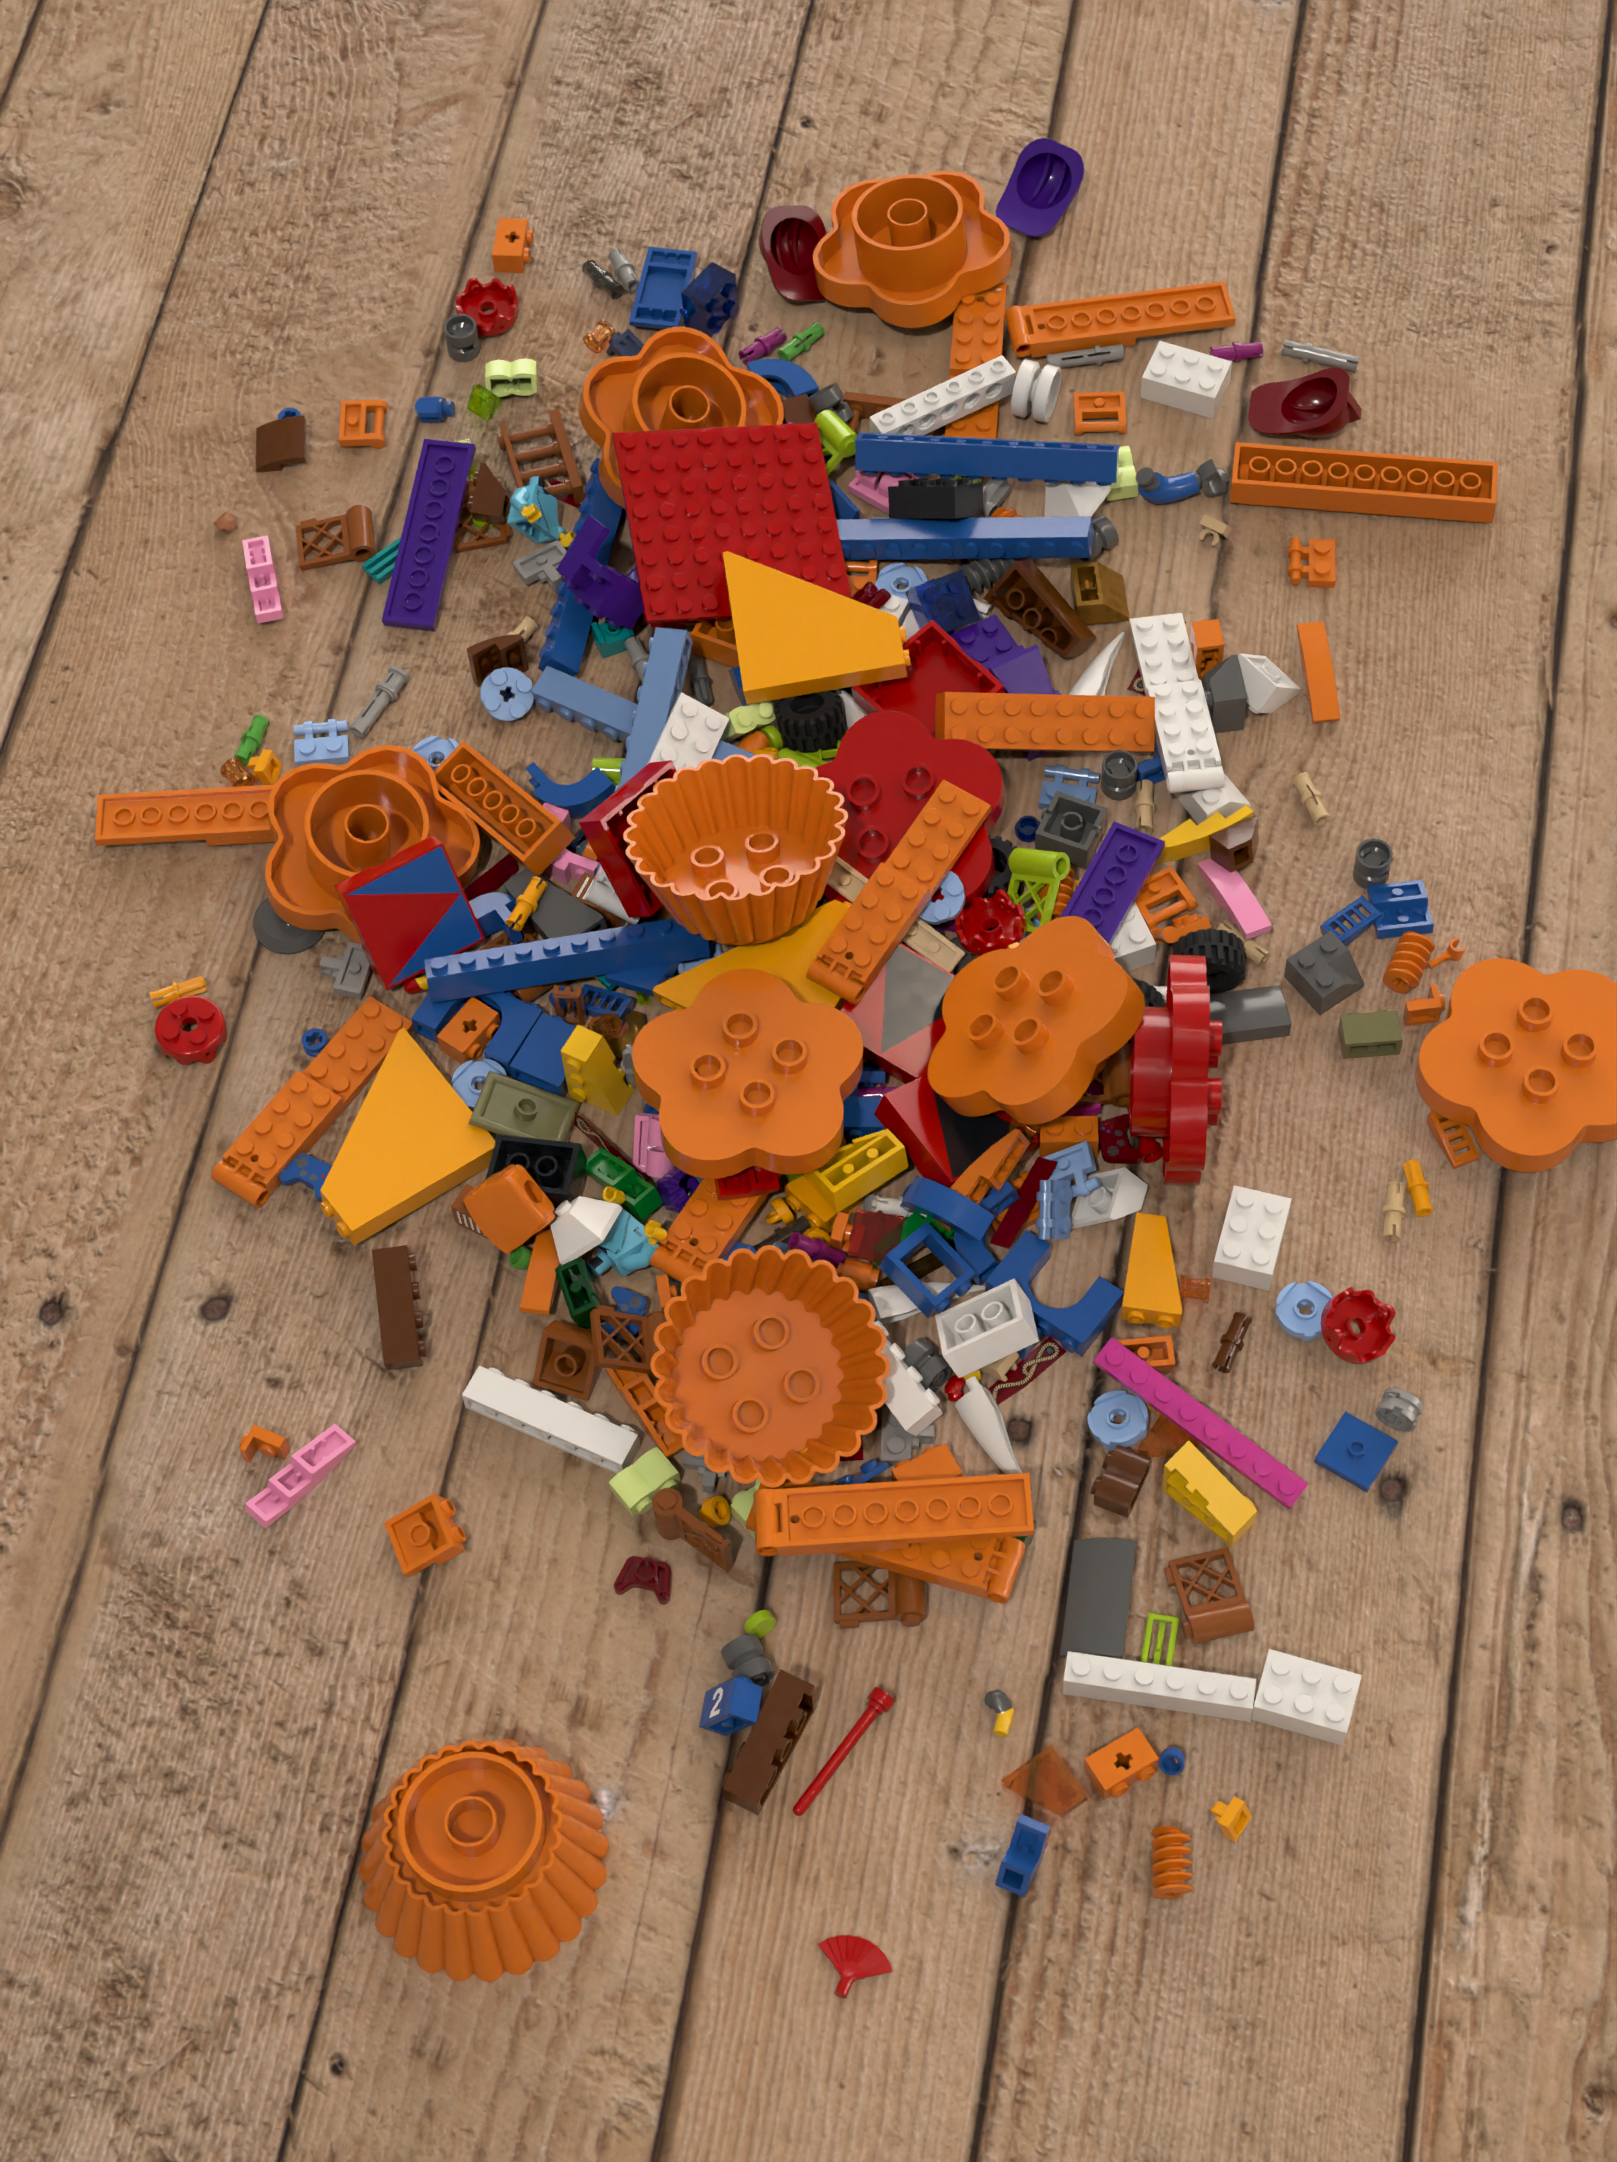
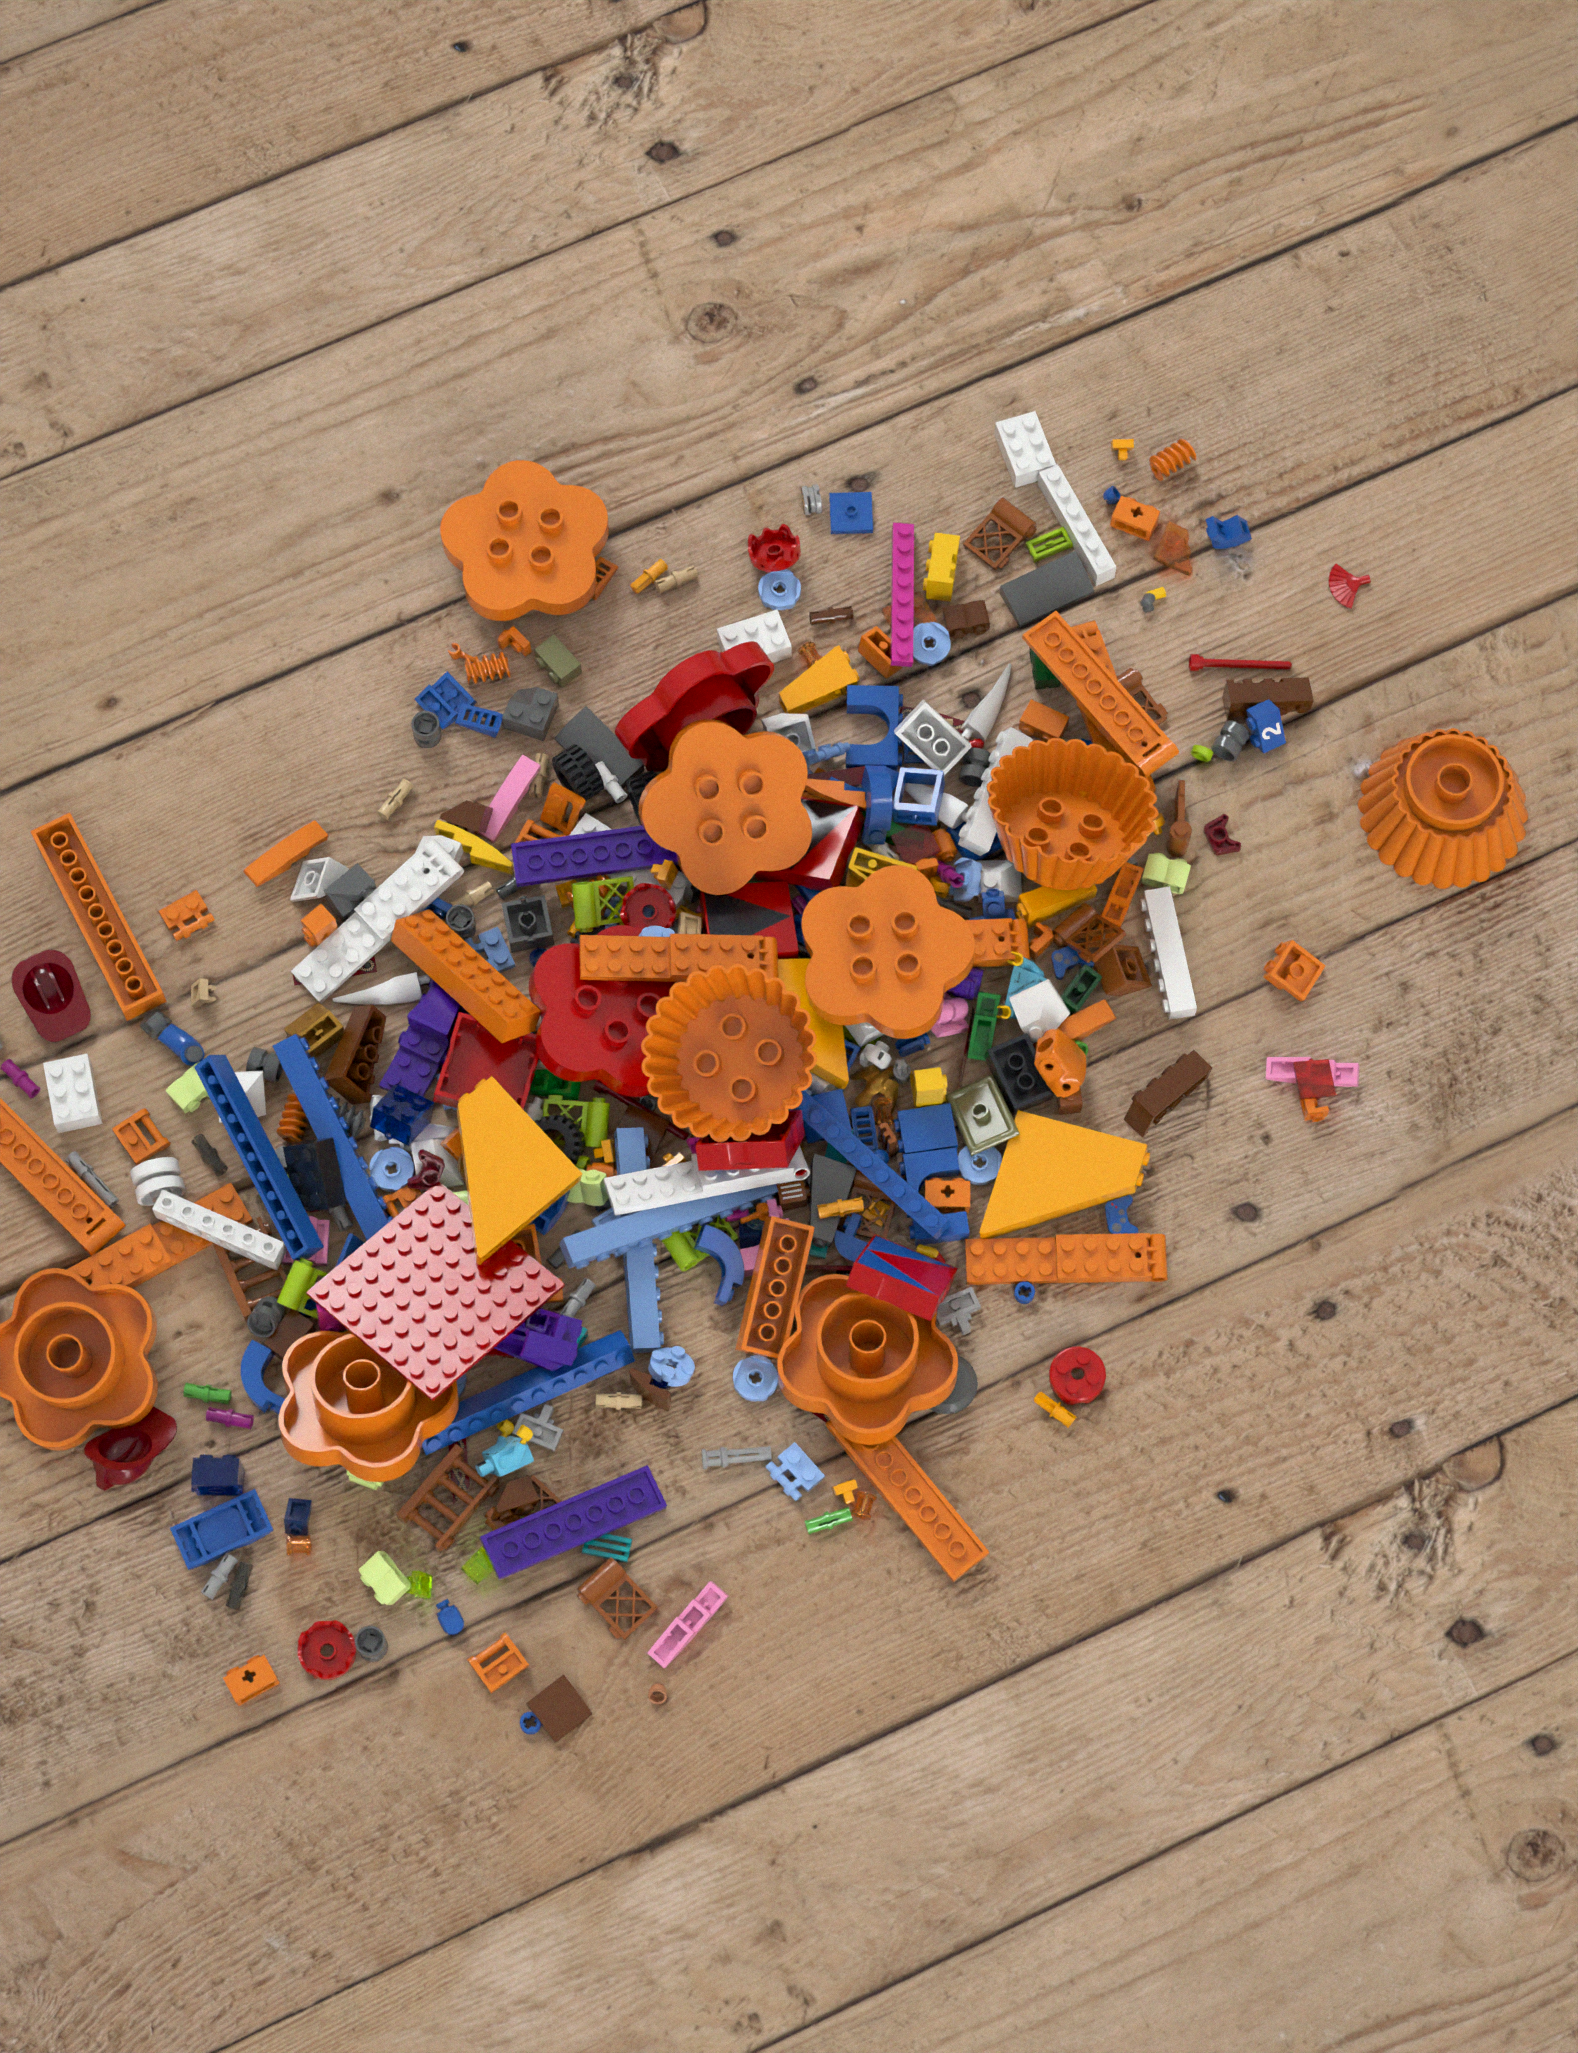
camera: 130 degrees left, 10 degrees up
(283, 1457) = (1314, 1079): none -> clear red piece

